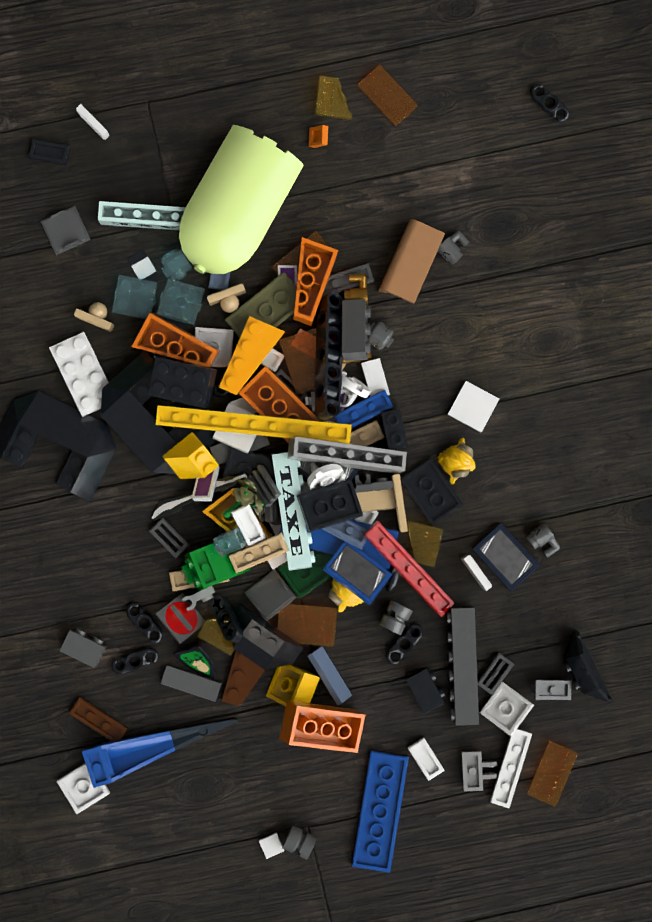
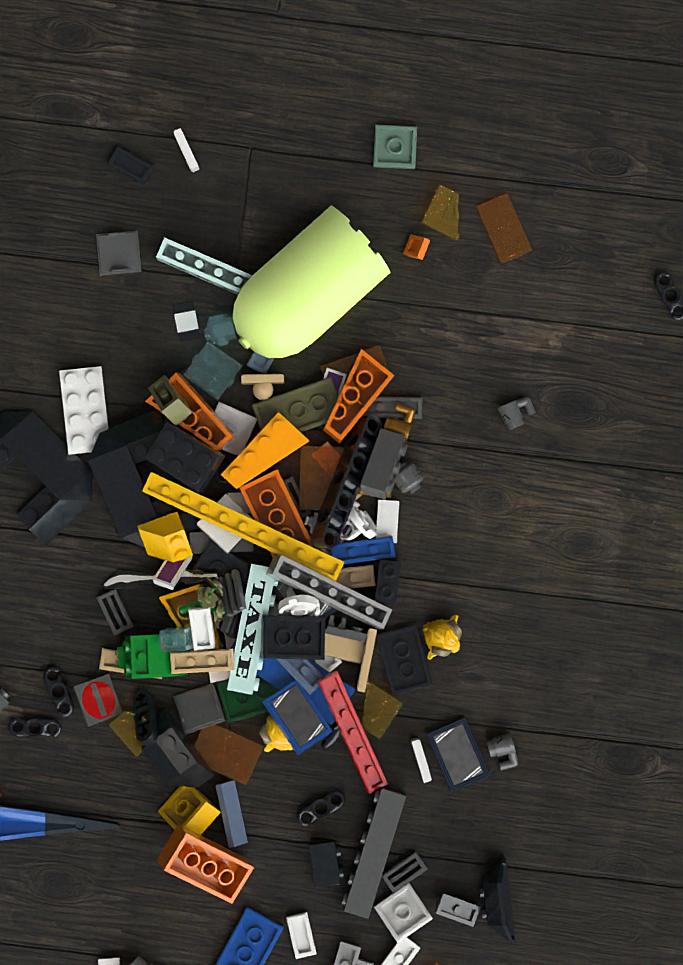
camera: 15 degrees right, 0 degrees up
(95, 316) = (121, 352): tan tile -> none
(134, 297) = (166, 348): clear light blue plate -> none
(152, 338) = (169, 400): none -> olive slope
(191, 683) = (85, 771): dark grey tile -> none
(197, 659) = (100, 749): shield -> none
(205, 595) = (129, 684): light grey plate -> none
(241, 679) = (138, 785): reddish brown wing -> none
(270, 58) = (395, 146): none -> sand green tile
(273, 360) = (287, 465): white tile -> none
(395, 617) = (321, 777): dark grey wheel -> none
(411, 261) = (467, 412): medium nougat piece -> none
(473, 406) = (479, 586): white tile -> none

